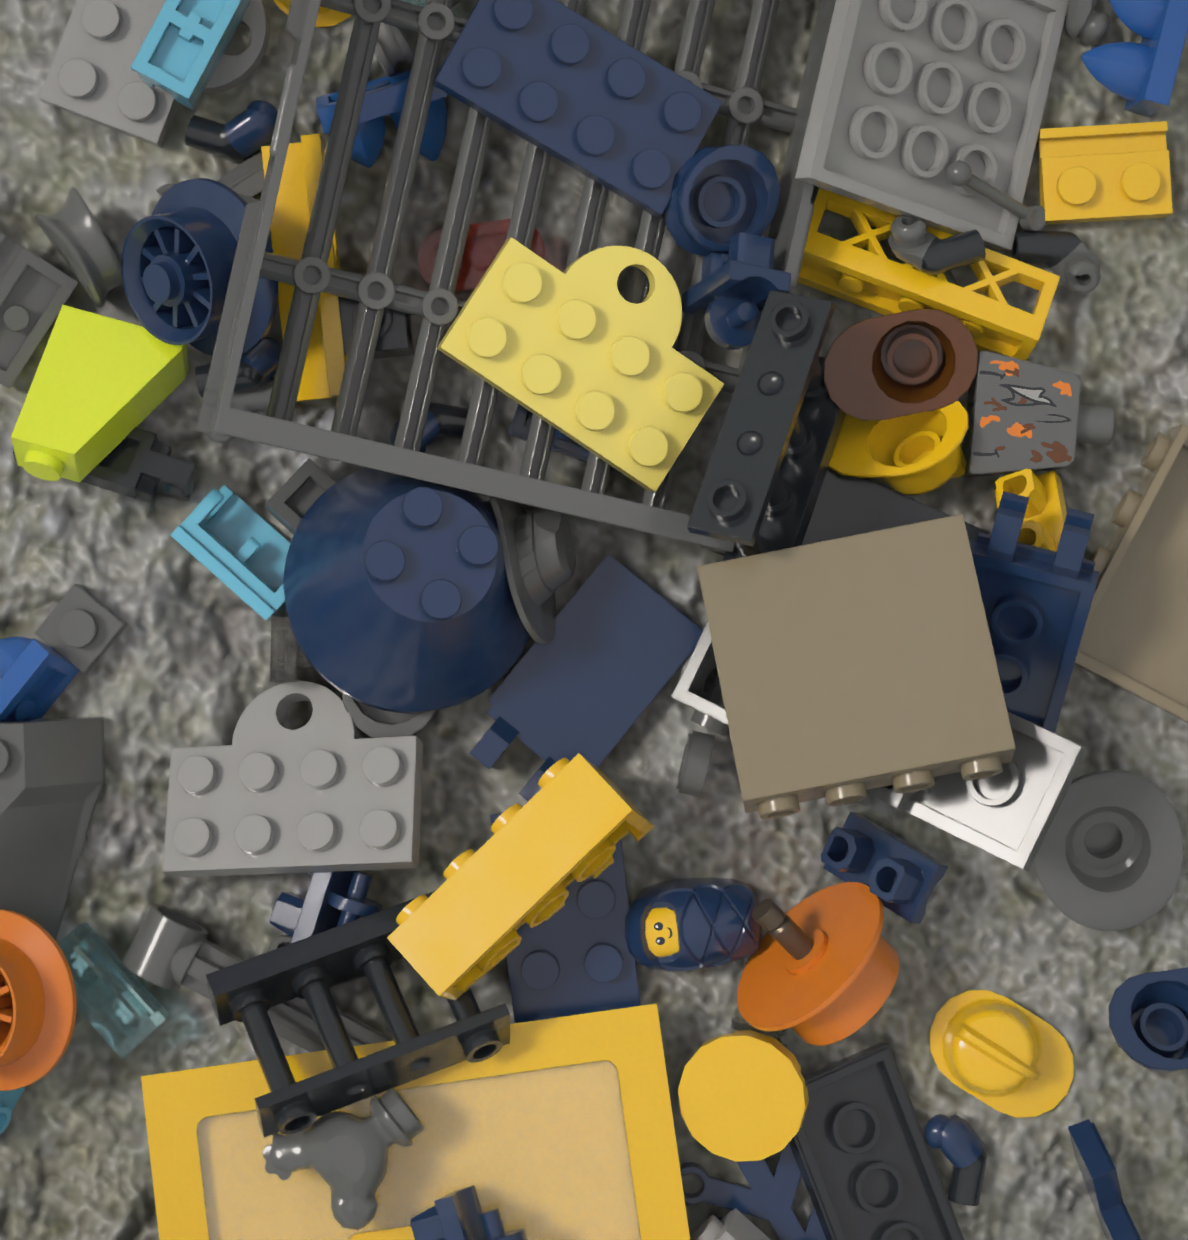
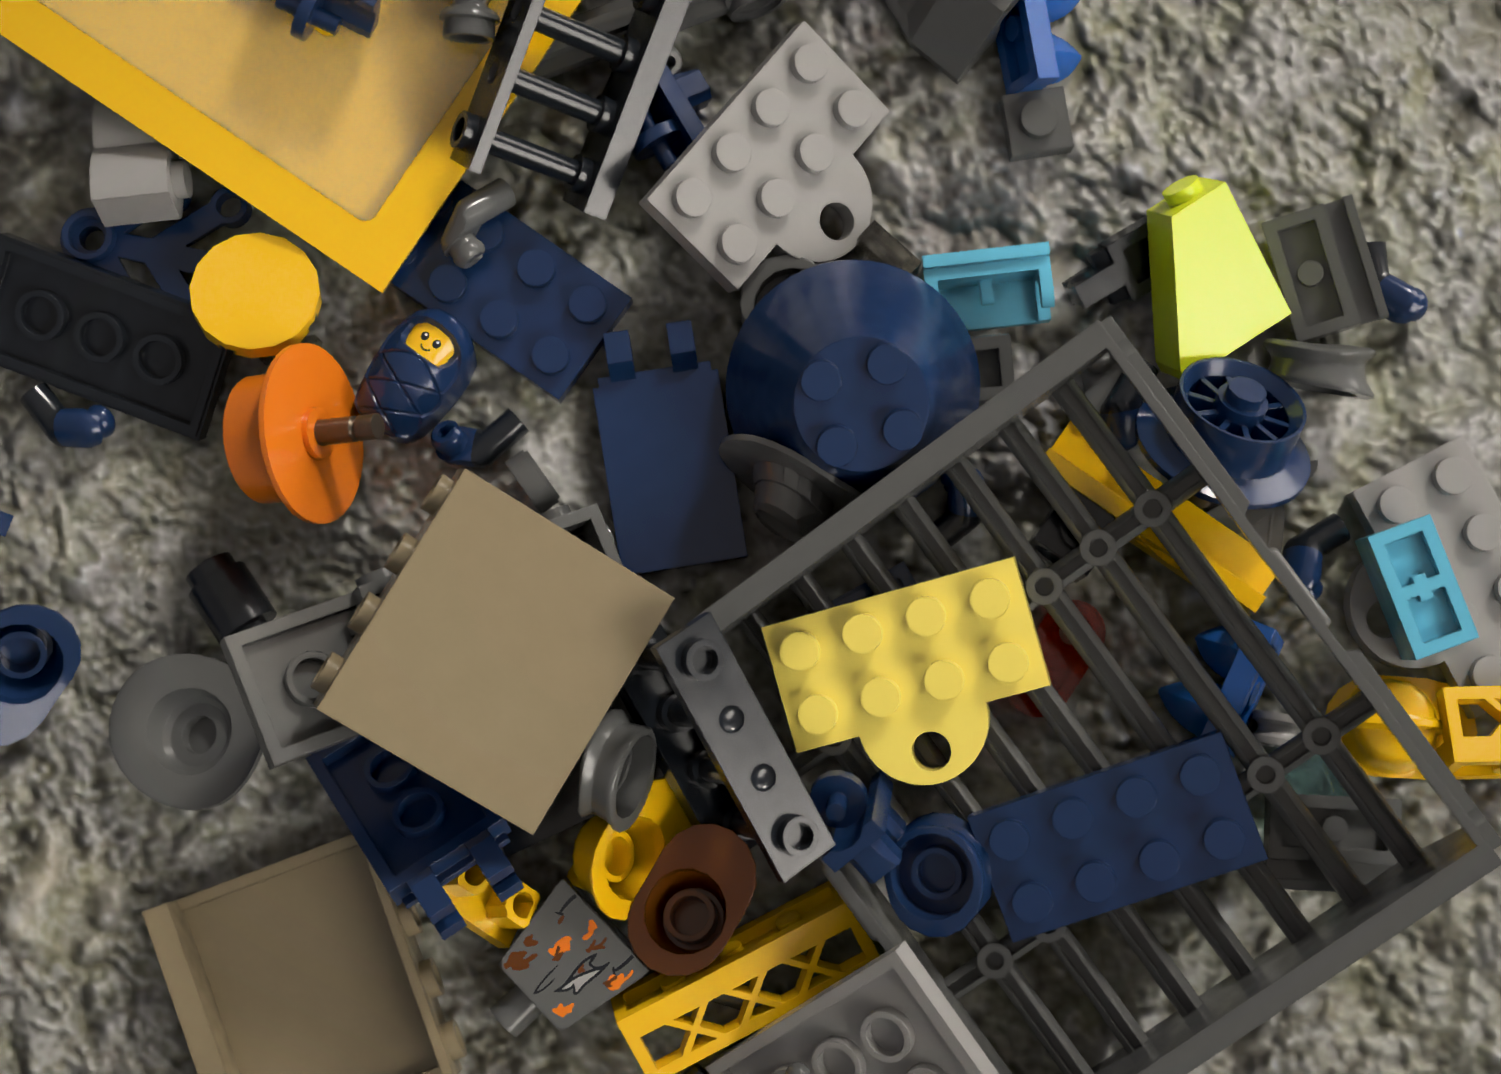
camera: 130 degrees right, 5 degrees down
(516, 876) = (566, 268): yellow wedge -> none
(540, 990) = (468, 216): none -> dark grey arm
(706, 831) = (475, 446): none -> arm
(858, 499) = (617, 771): none -> dark grey piece
(885, 863) = (323, 555): dark blue hips -> none
(929, 253) = (755, 998): arm -> none
(985, 907) = (228, 596): none -> black brick
(1001, 1053) = (115, 519): yellow piece -> none

